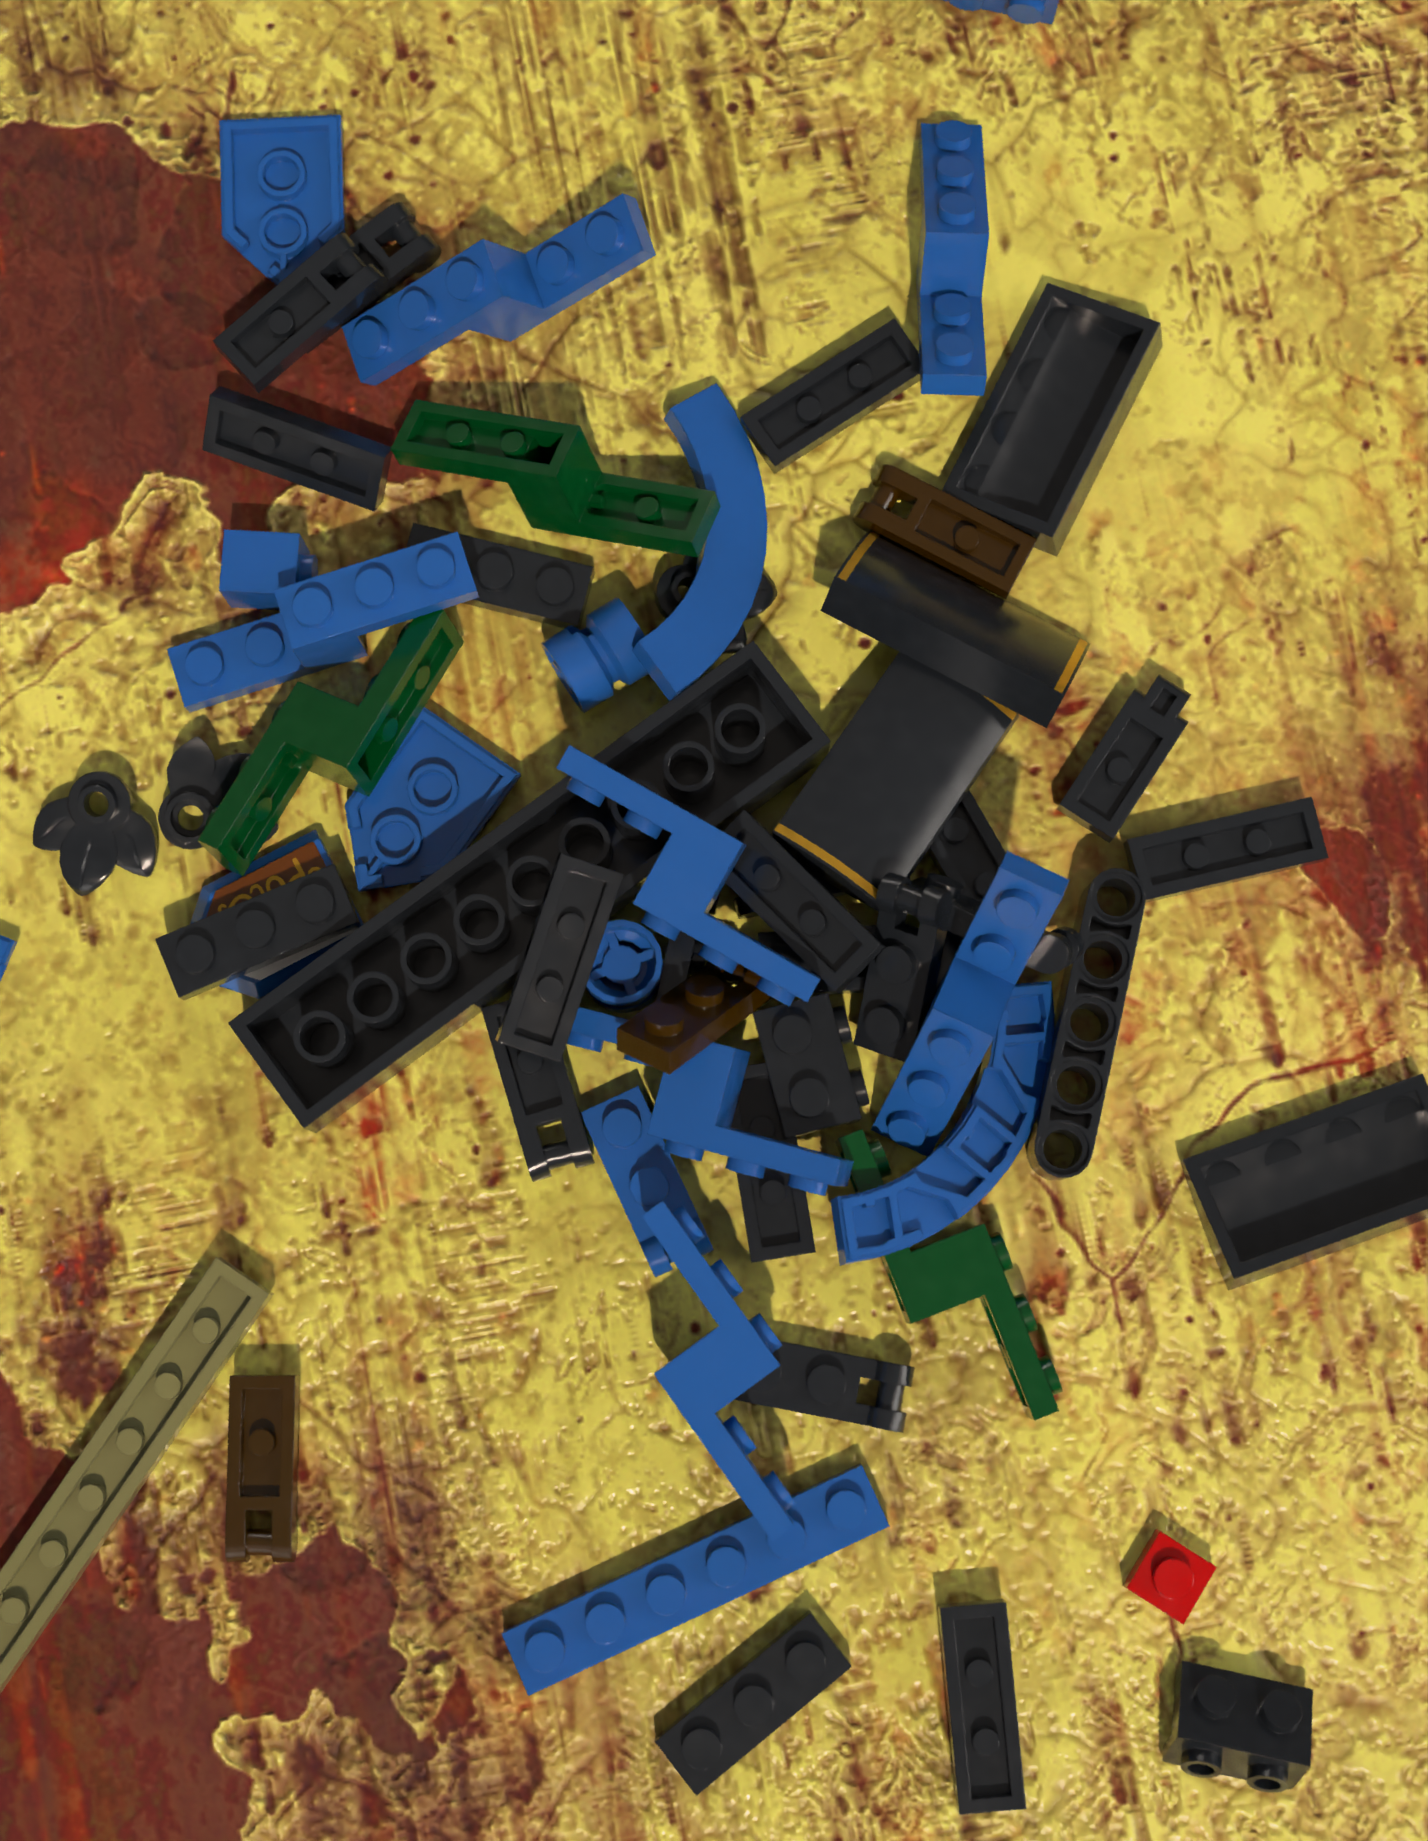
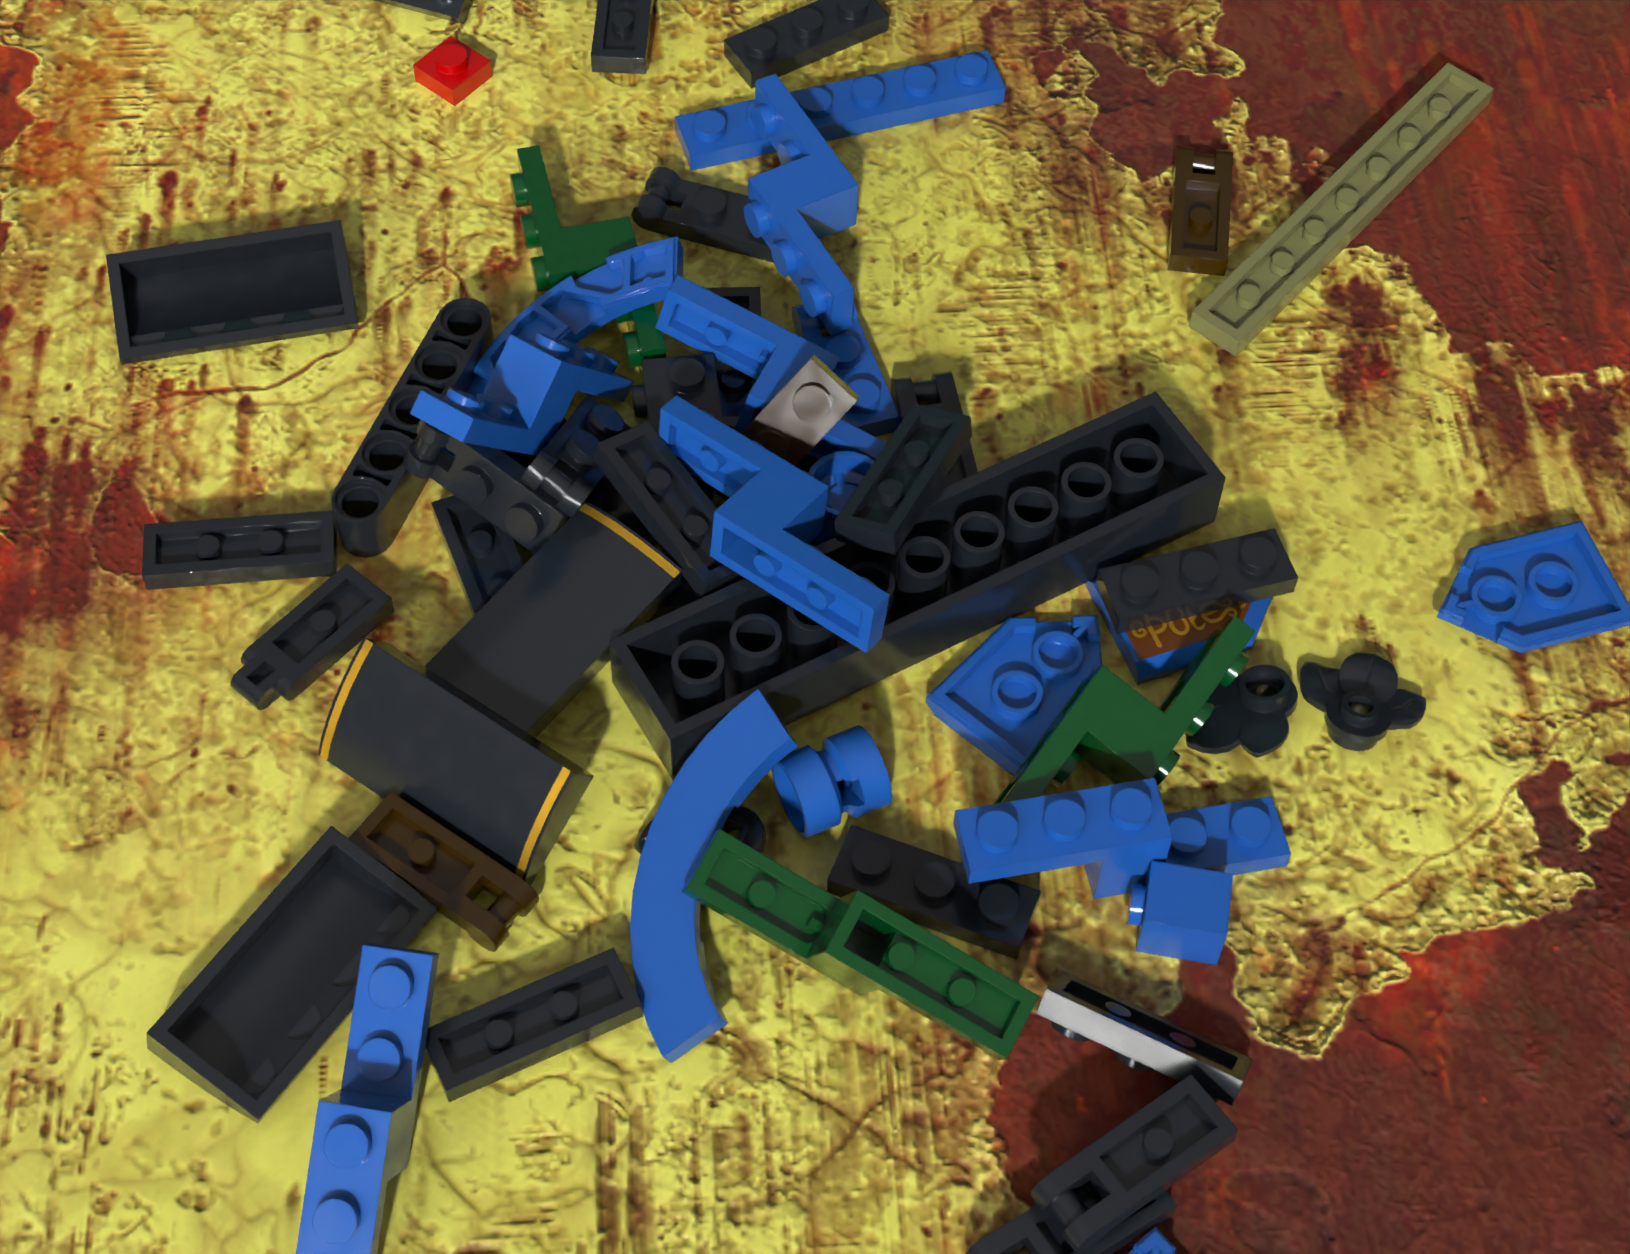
camera: 175 degrees left, 25 degrees down
(498, 290) = (893, 1161): blue bracket -> none

